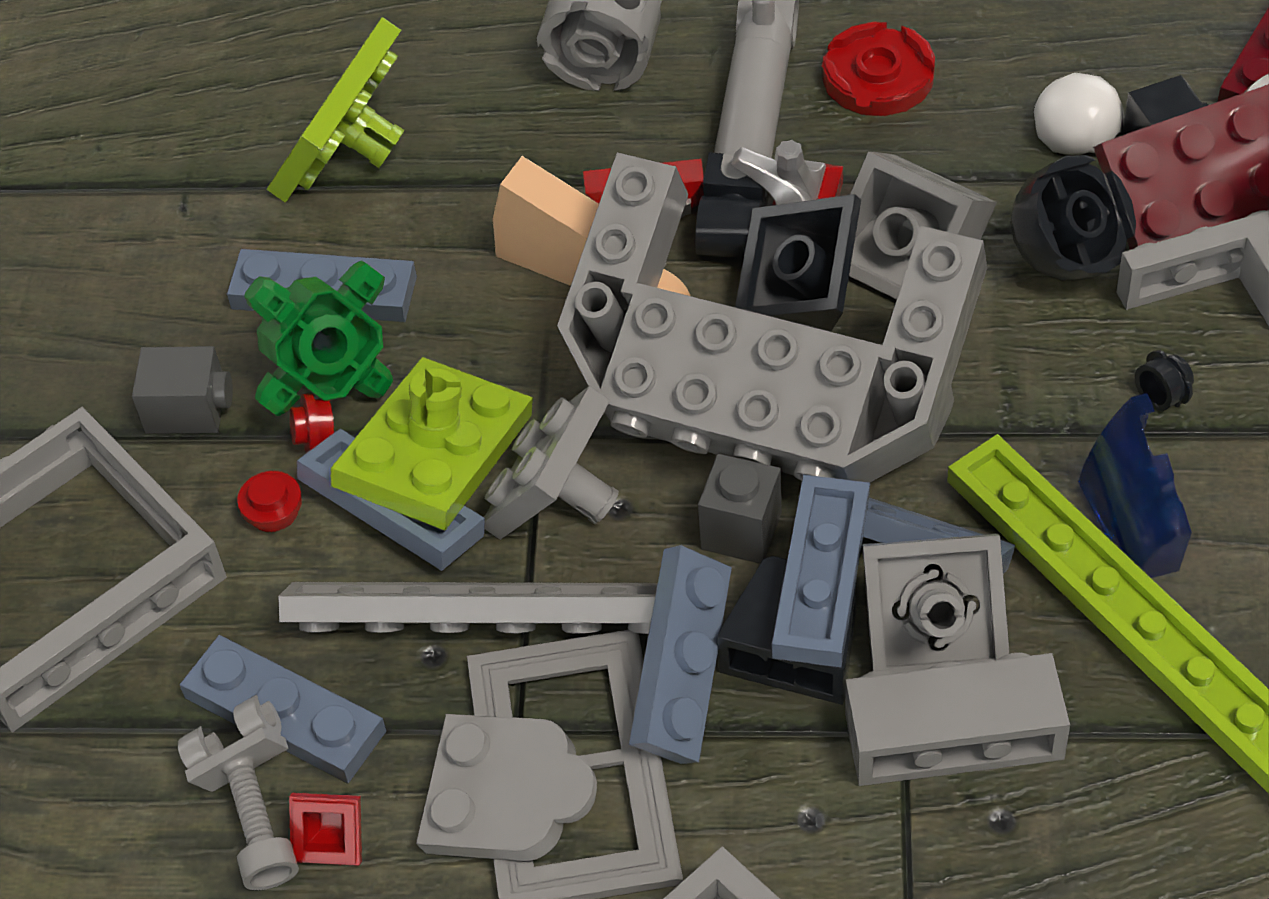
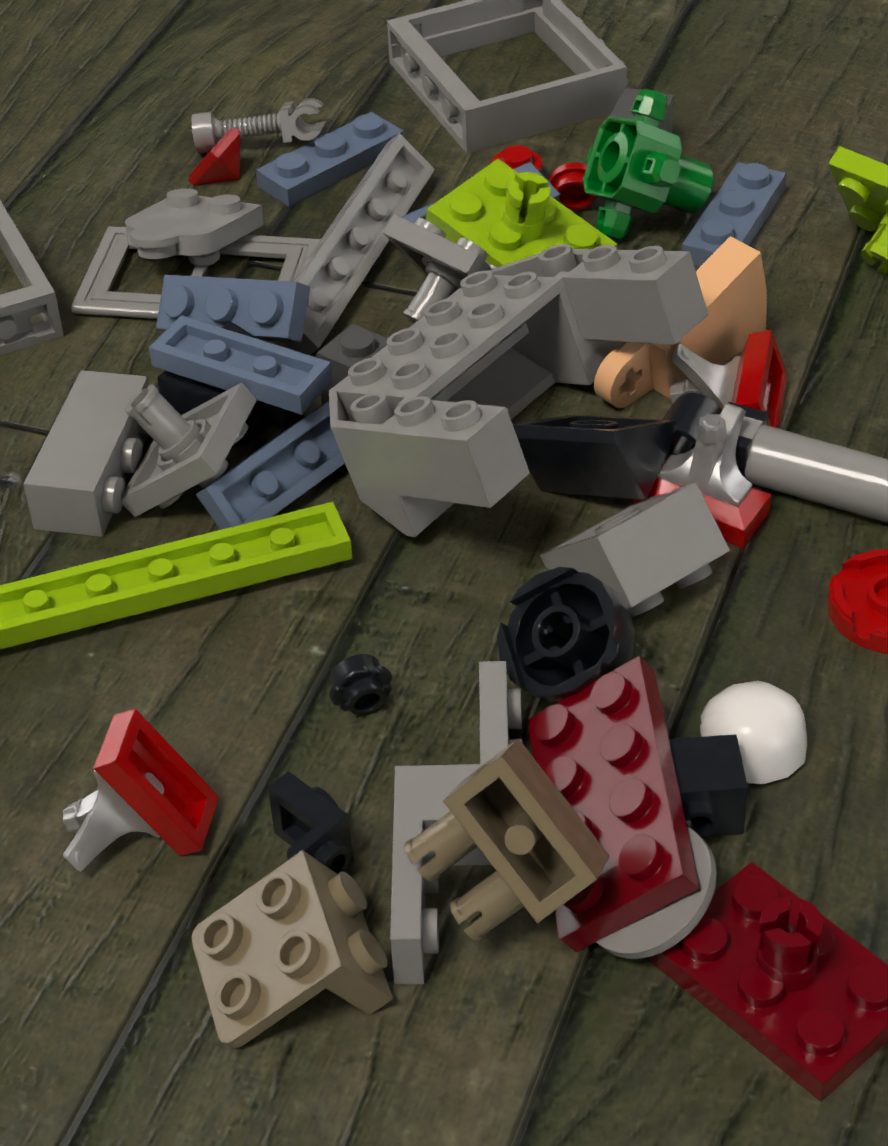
camera: 105 degrees right, 10 degrees down
(1136, 492) = (234, 600): clear blue slope -> none

